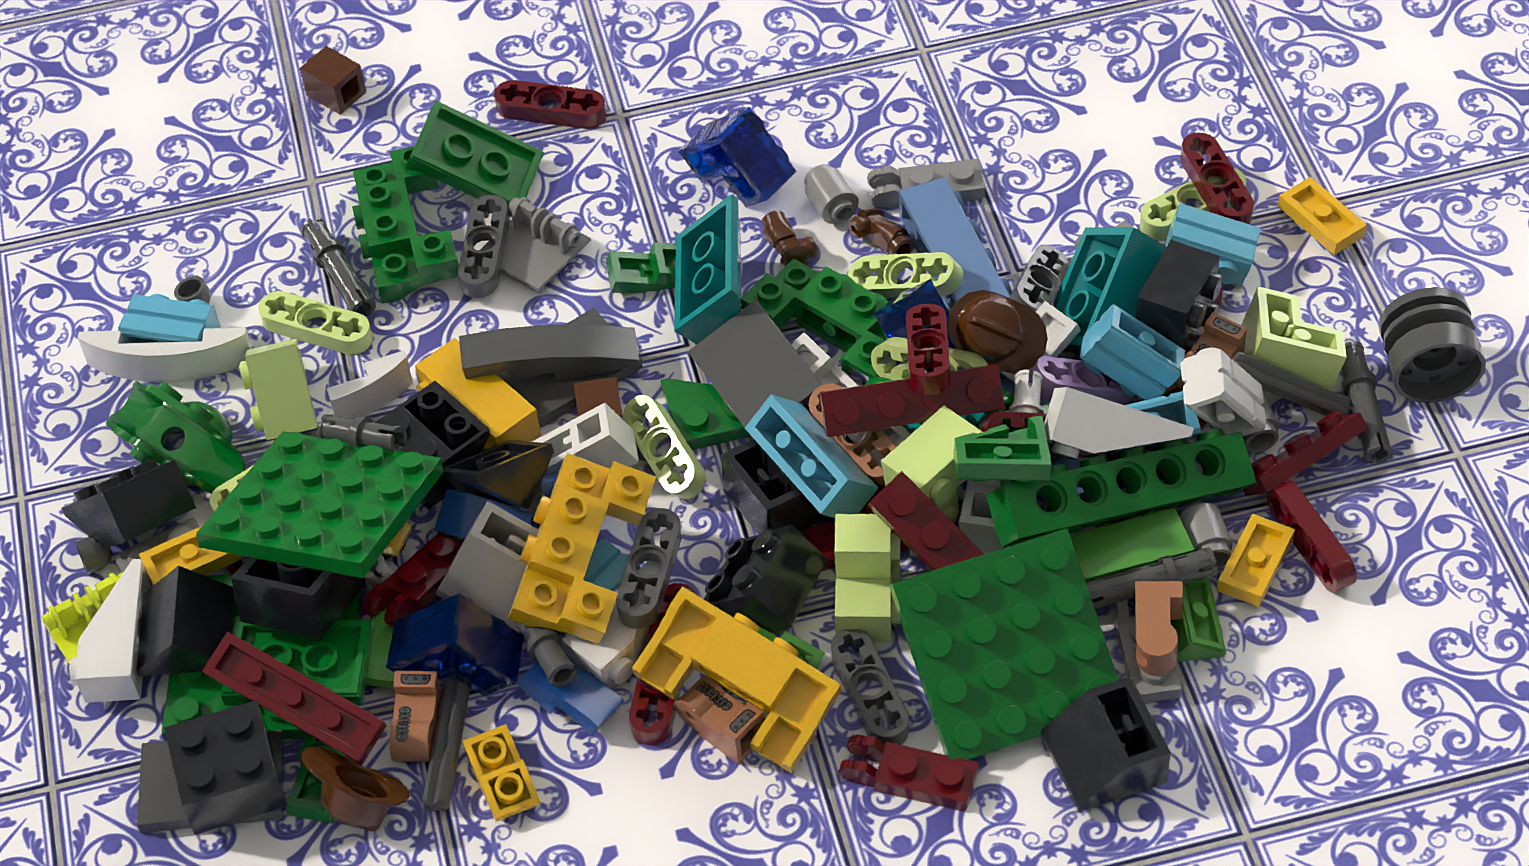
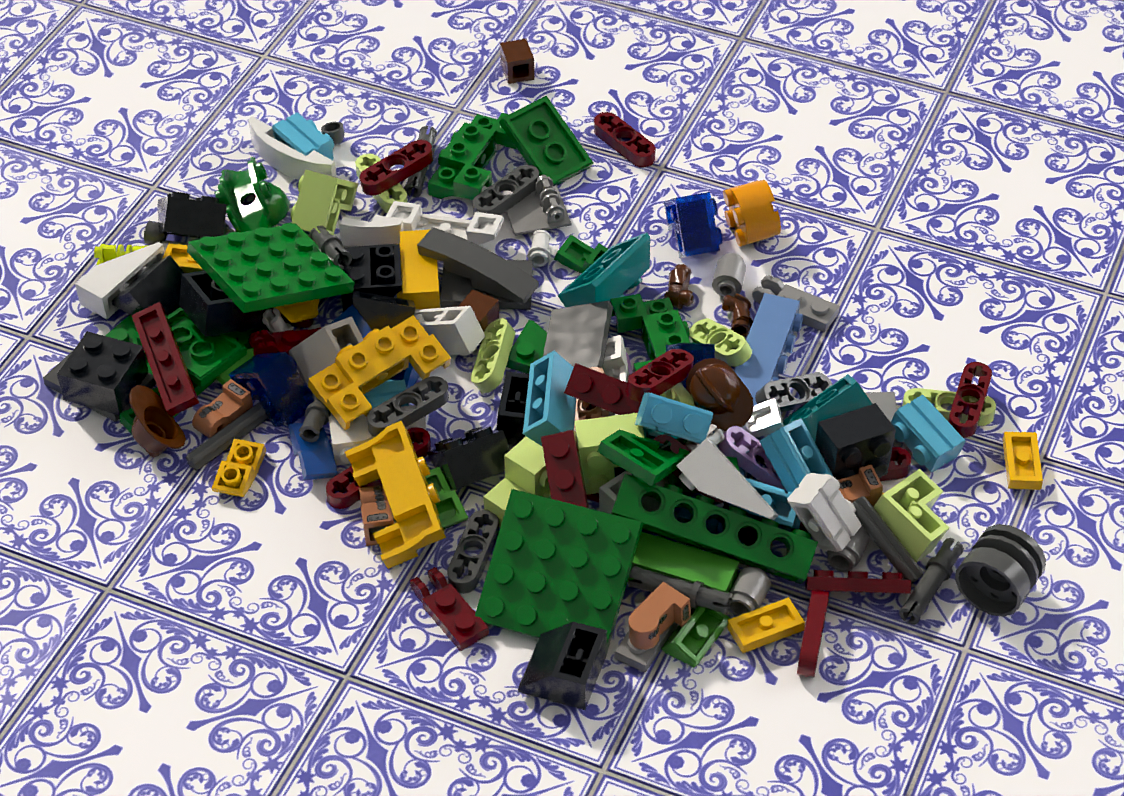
camera: 35 degrees right, 5 degrees down
(329, 307) = (380, 177): none -> dark red beam
(500, 308) = (478, 230): none -> white slope
(586, 289) = (539, 249): none -> white pin
(794, 105) = (751, 212): none -> light orange brick
(1000, 387) = (674, 418): none -> medium azure brick

